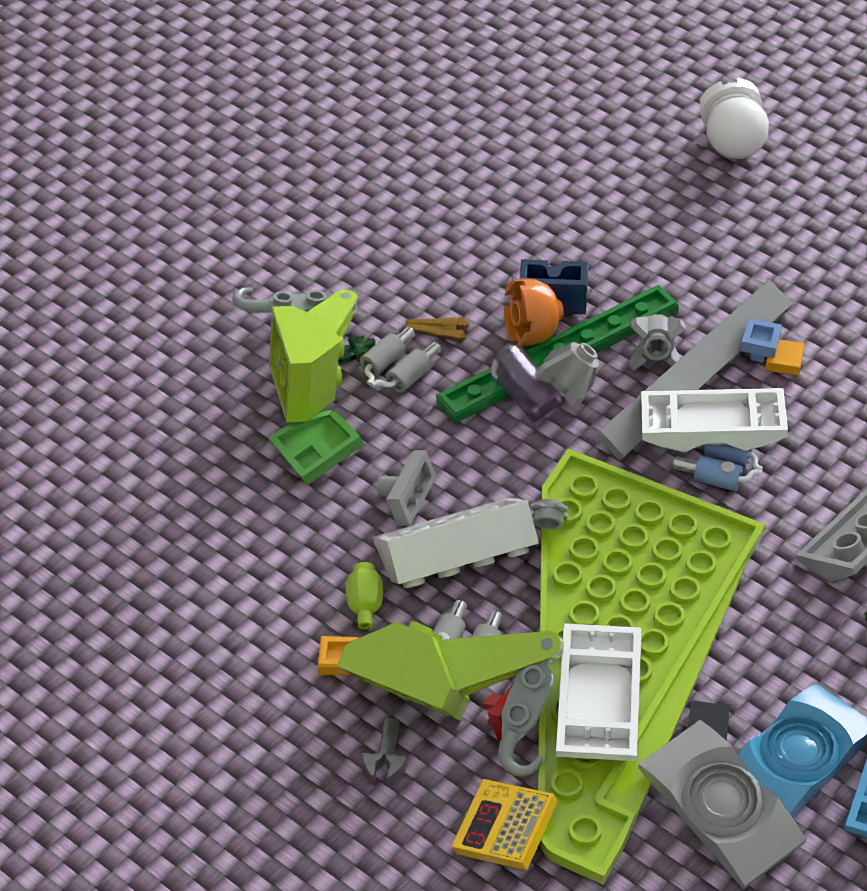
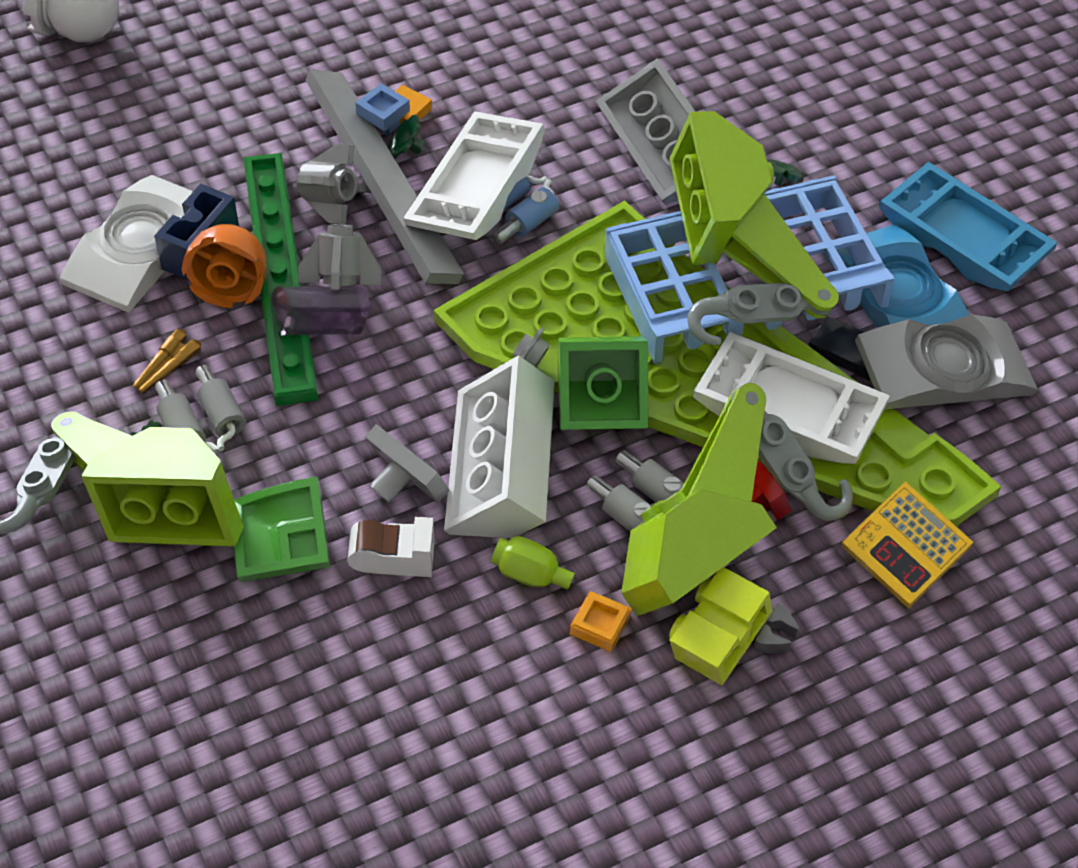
camera: 70 degrees left, 5 degrees up
(335, 509) = (392, 547): none -> white leg
(357, 723) = (721, 626): none -> neon yellow brick
(501, 255) = (121, 256): none -> white slope
(545, 565) = (603, 382): none -> bright green slope
(714, 664) = (788, 201): none -> light blue window
(732, 564) = (725, 211): none -> lime slope
(744, 370) = (406, 138): none -> dark green plant

